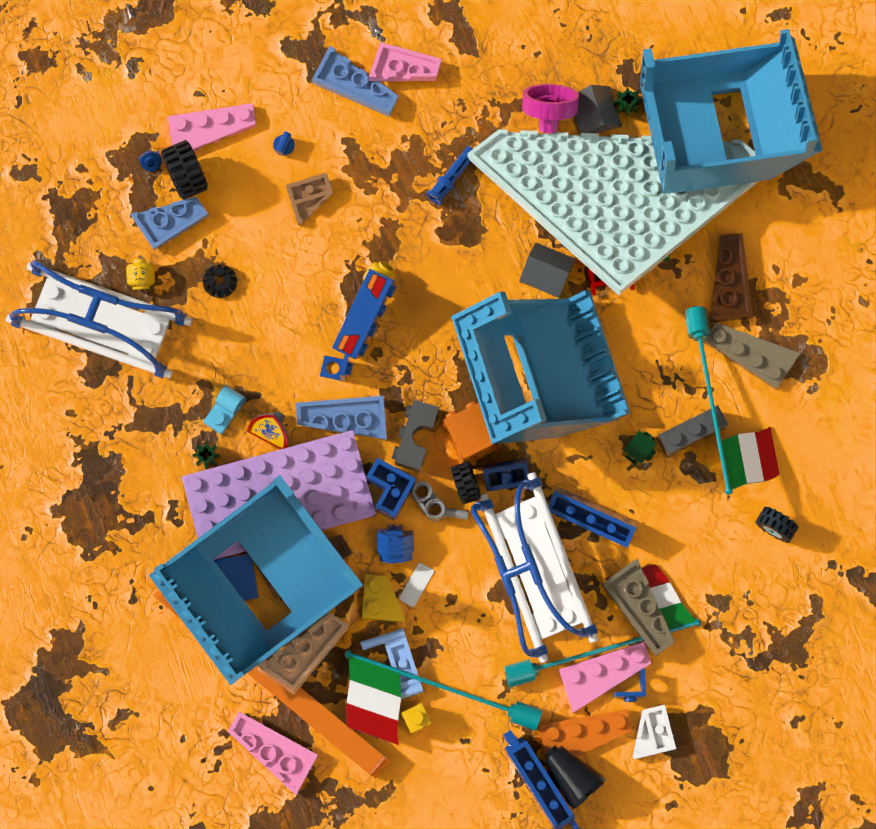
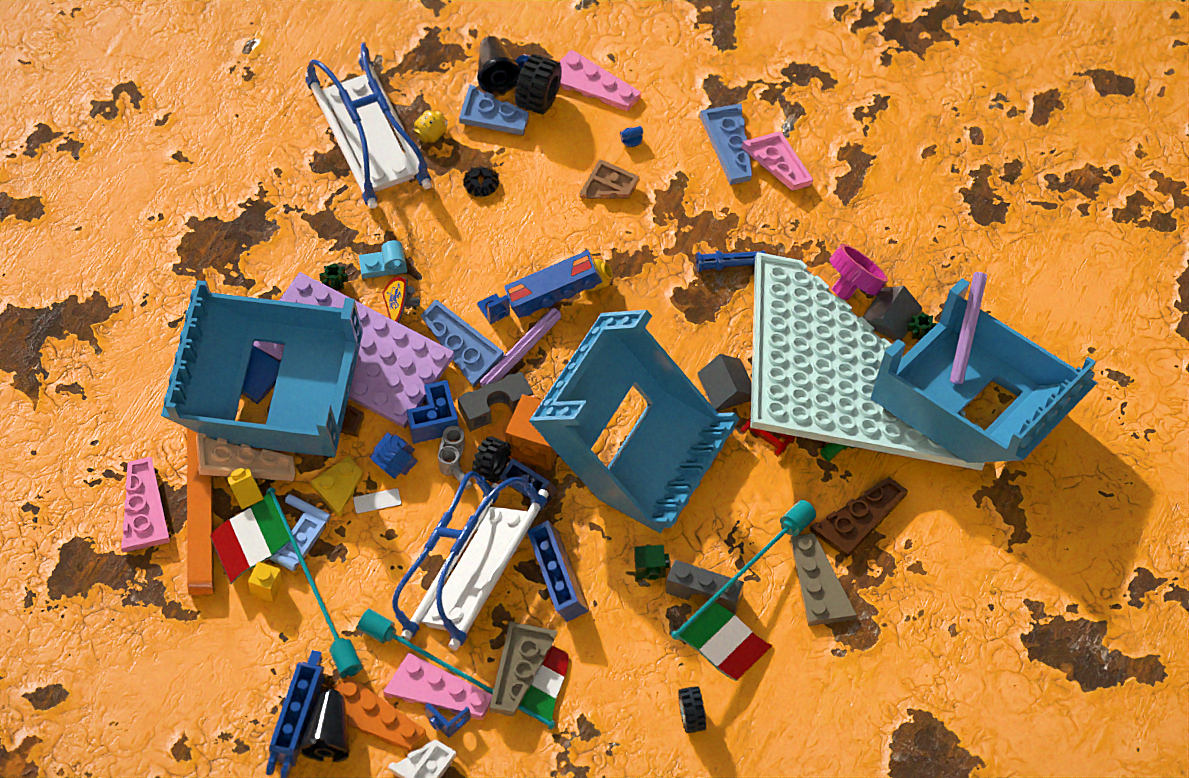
camera: 50 degrees right, 20 degrees down
(133, 181) = (496, 67): none -> black cone
(332, 670) = (245, 487): none -> yellow brick
(388, 381) = (522, 347): none -> lavender axle
(675, 80) = (968, 328): none -> lavender axle

